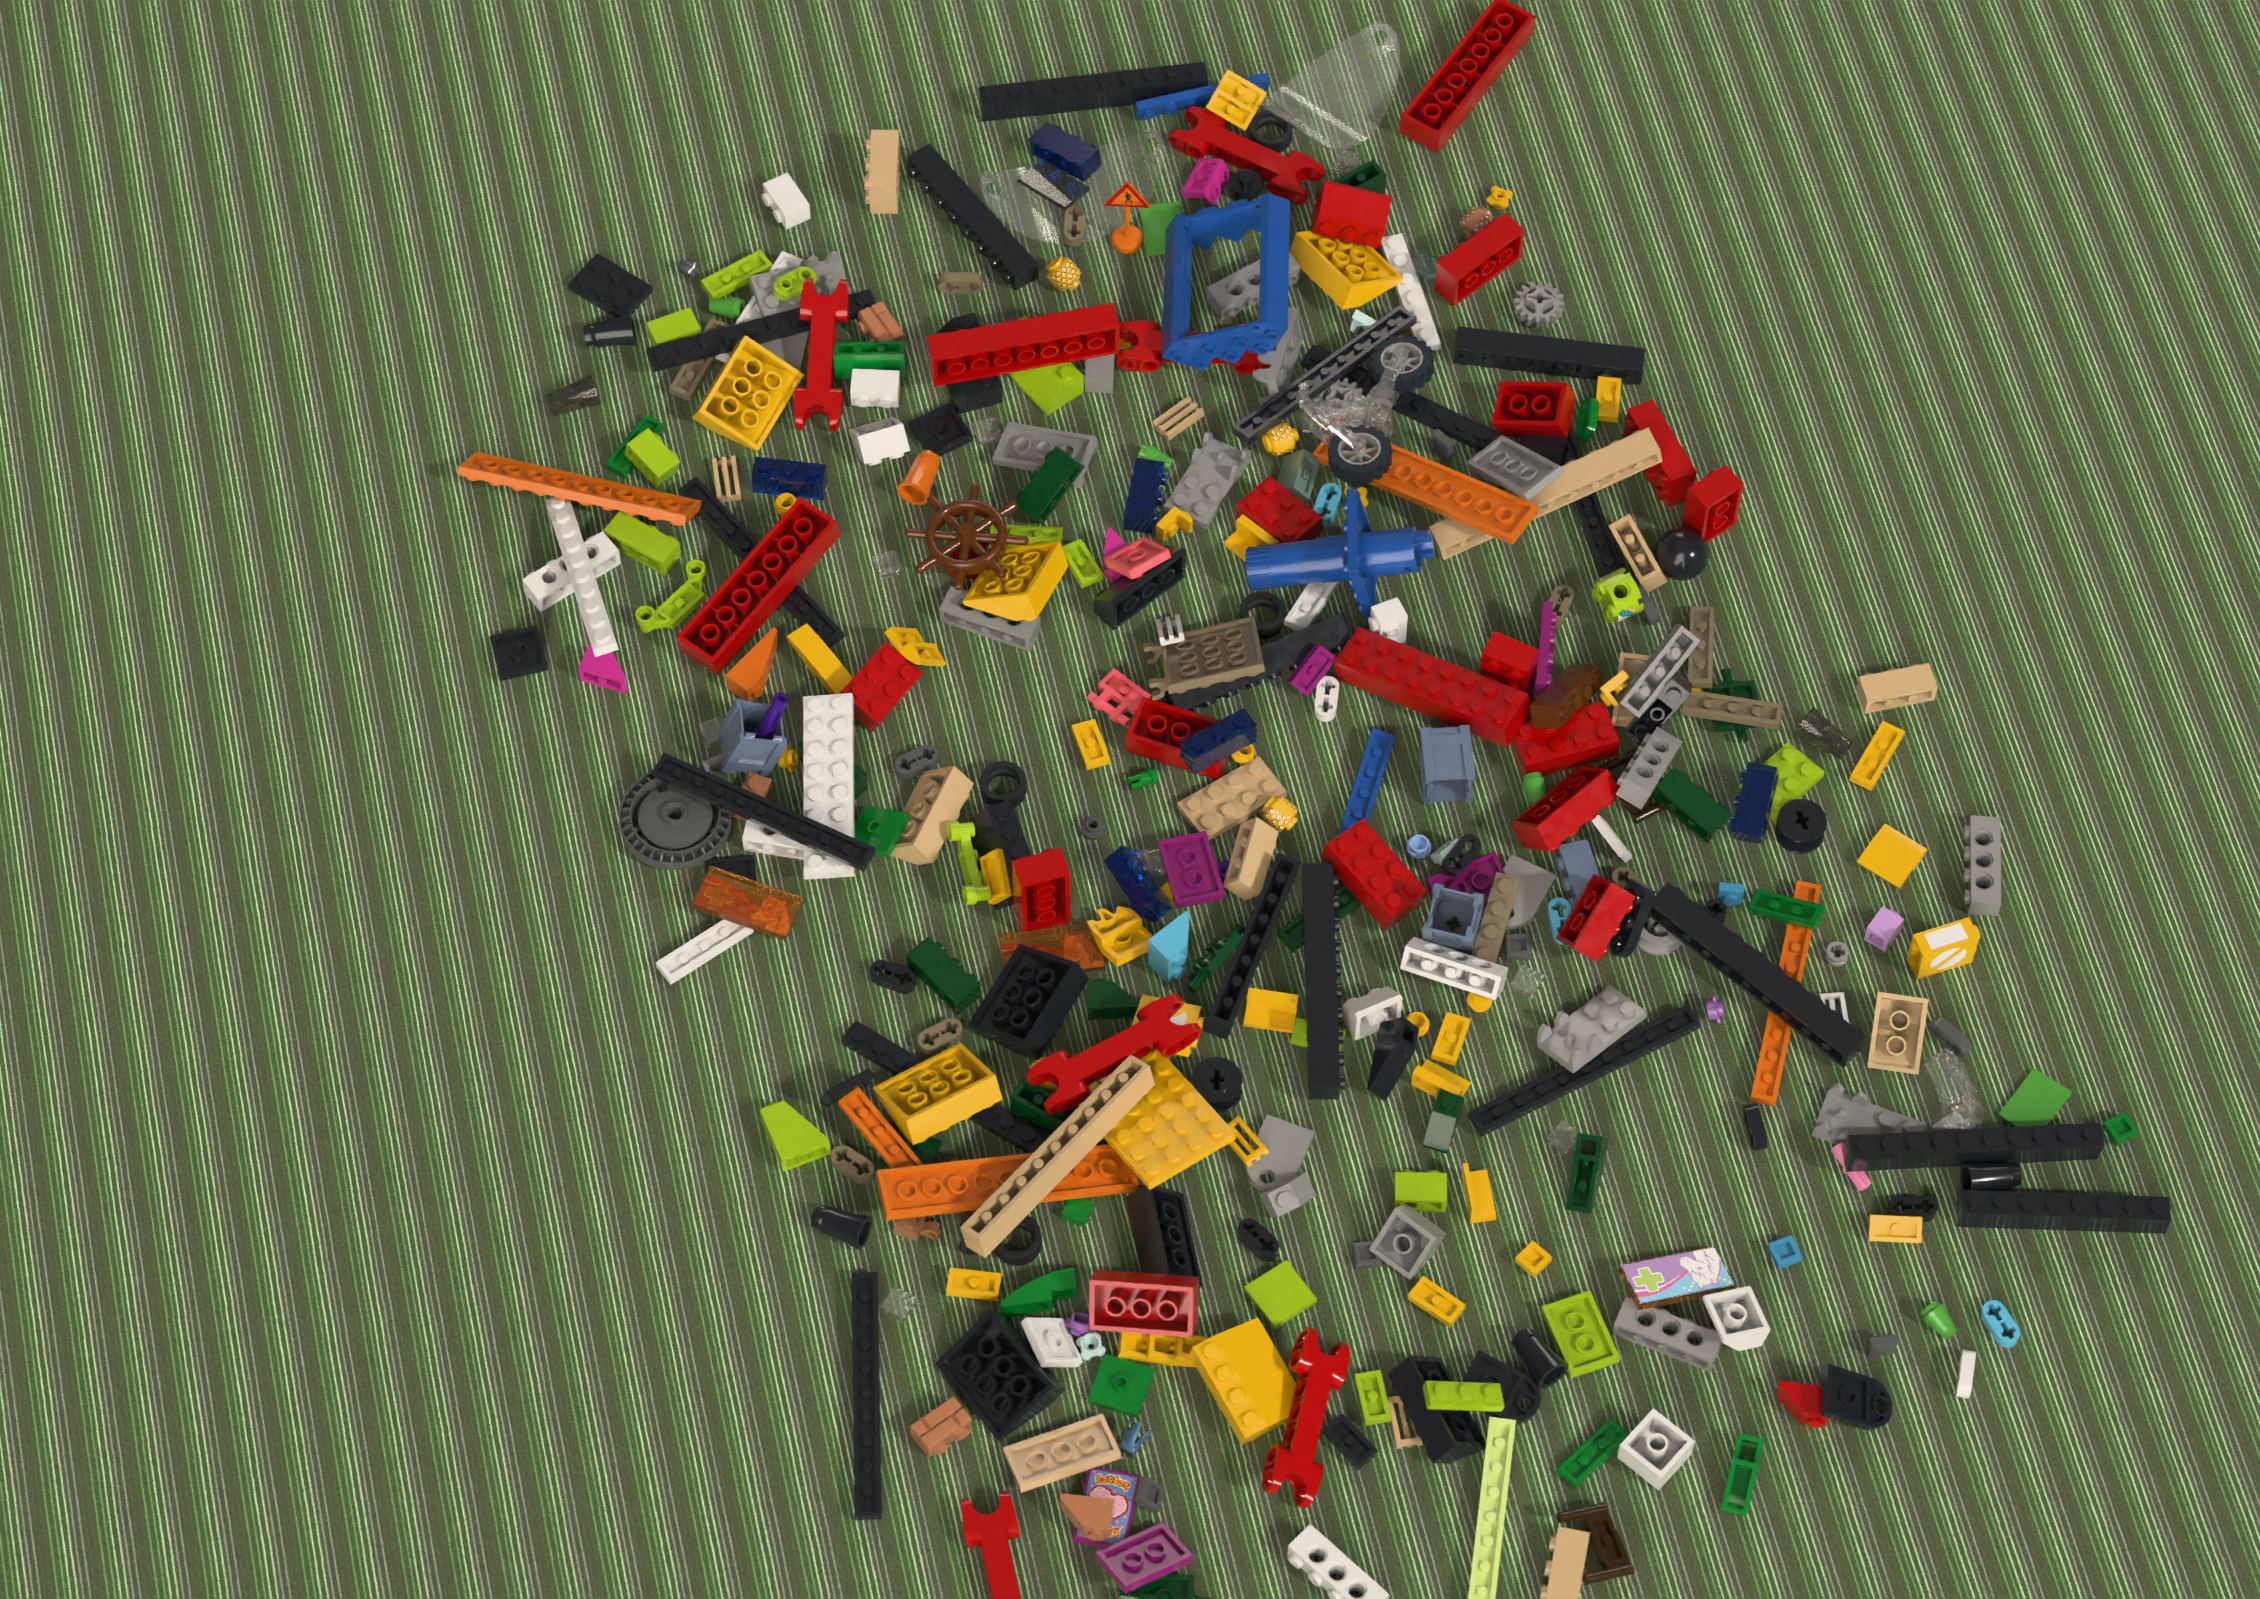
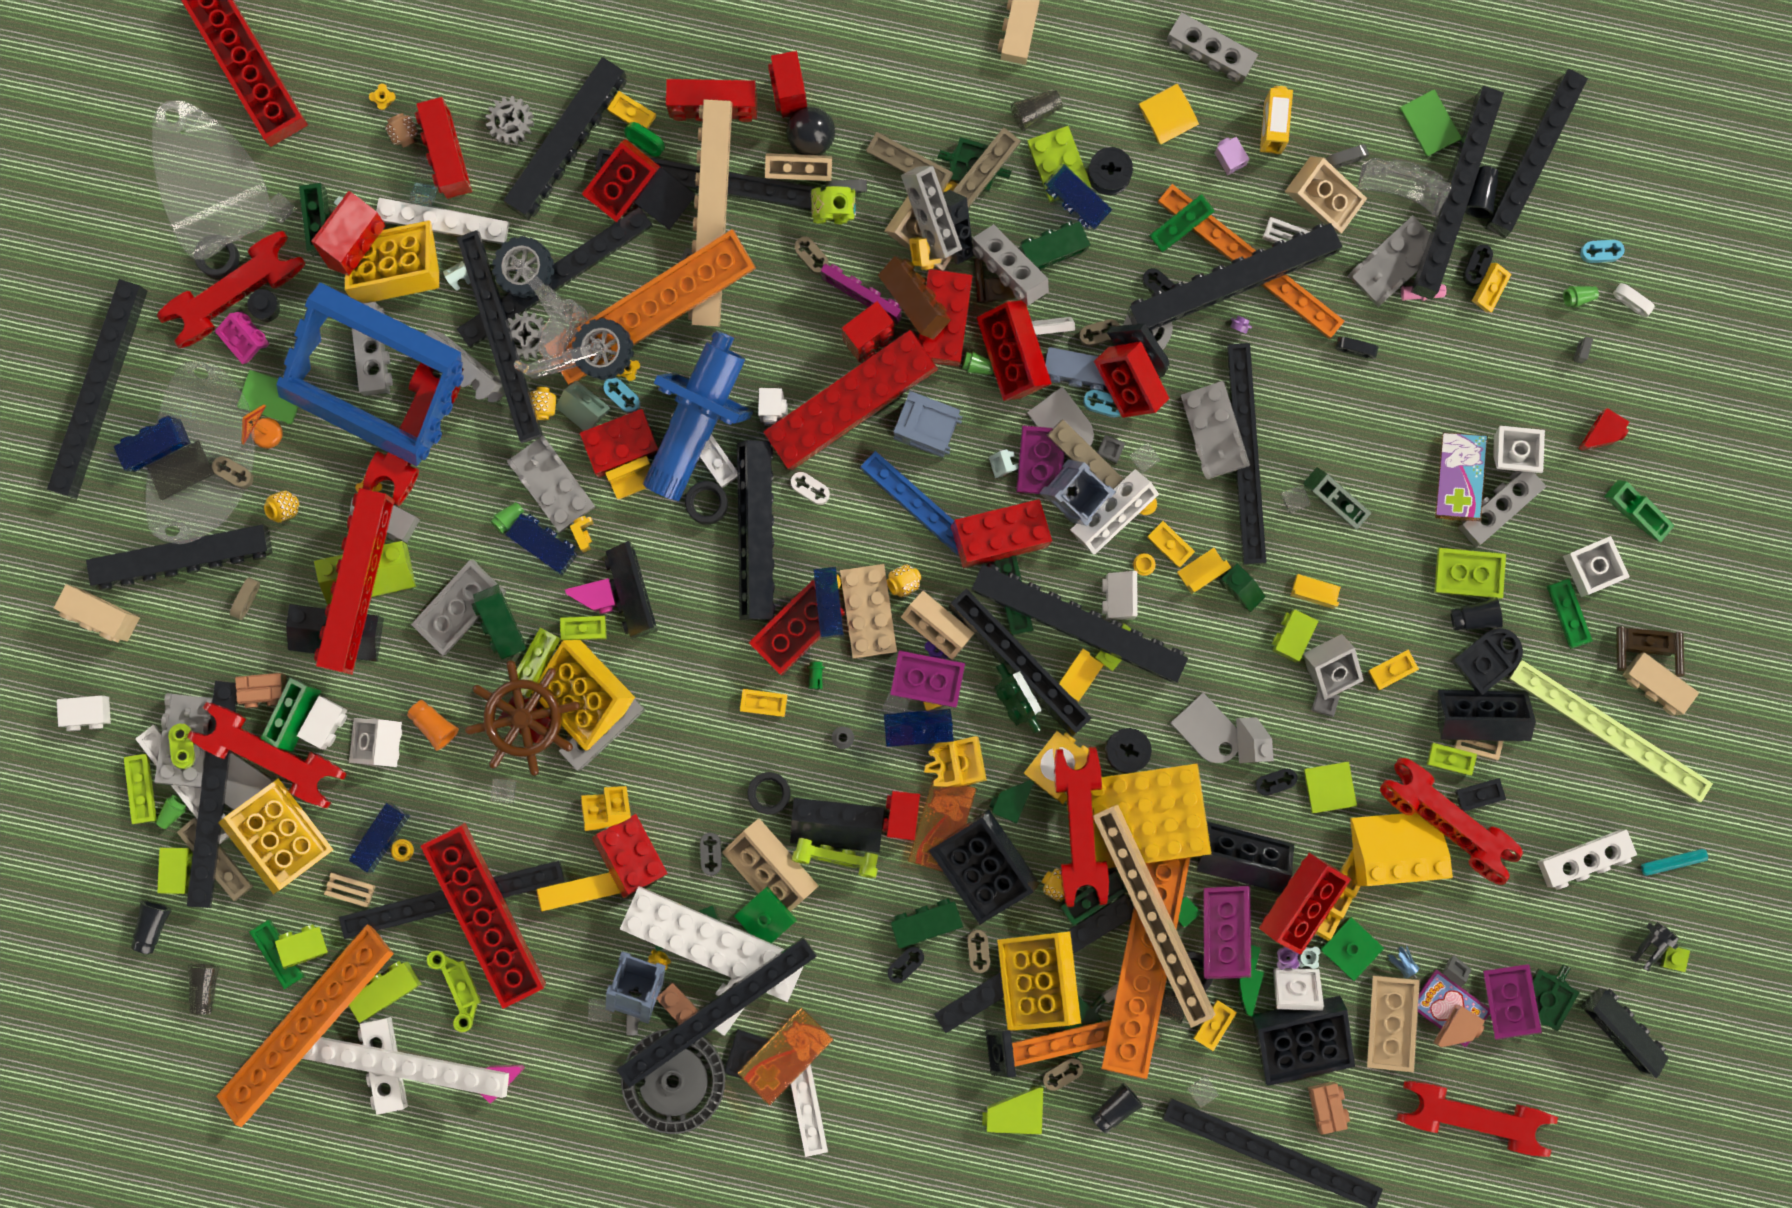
camera: 65 degrees left, 25 degrees up
(518, 653) = (444, 1144): black plate -> none
(610, 287) = (96, 904): black plate -> none
(689, 268) = (112, 827): dark grey plate -> none
(751, 673) = (560, 954): orange slope -> none
(772, 717) = (637, 975): dark purple pin -> none
(941, 430) = (389, 684): black tile -> none
(986, 431) = (409, 645): clear tile -> none
(995, 875) = (857, 841): yellow tile -> none
(1076, 1246) = (1227, 932): none -> magenta plate
(1122, 691) = (727, 651): coral plate -> none
(1137, 558) = (614, 584): coral plate -> none
(1169, 624) = (675, 584): white tile -> none
(1170, 949) = (995, 729): medium azure slope -> none
(1175, 415) = (469, 460): tan tile -> none
(1182, 100) = (152, 288): blue plate -> none
(1207, 657) = (738, 570): dark tan plate -> none
(1236, 100) = (173, 271): yellow slope -> none
(1254, 1154) = (1206, 750): yellow tile -> none
(1312, 669) = (783, 488): magenta plate -> none
(1392, 1053) = (1165, 597): black slope -> none
(1418, 846) = (984, 482): light blue plate -> none
(1442, 444) = (611, 272): dark grey tile -> none
(1456, 851) = (1017, 455): black beam -> none
(1463, 1396) = (1494, 693): lime plate -> none
(1513, 468) = (678, 228): light grey hinge -> none
(1533, 1259) = (1391, 577): yellow plate -> none
(1730, 893) = (1145, 259): dark azure plate -> none
(1784, 1252) = (1472, 381): dark azure plate -> none
(1837, 946) = (1235, 210): light grey bush -> none
(1852, 1398) = (1622, 398): black plate -> none
(1877, 755) = (1073, 76): yellow plate -> none
(2120, 1129) = (1485, 71): green plate -> none

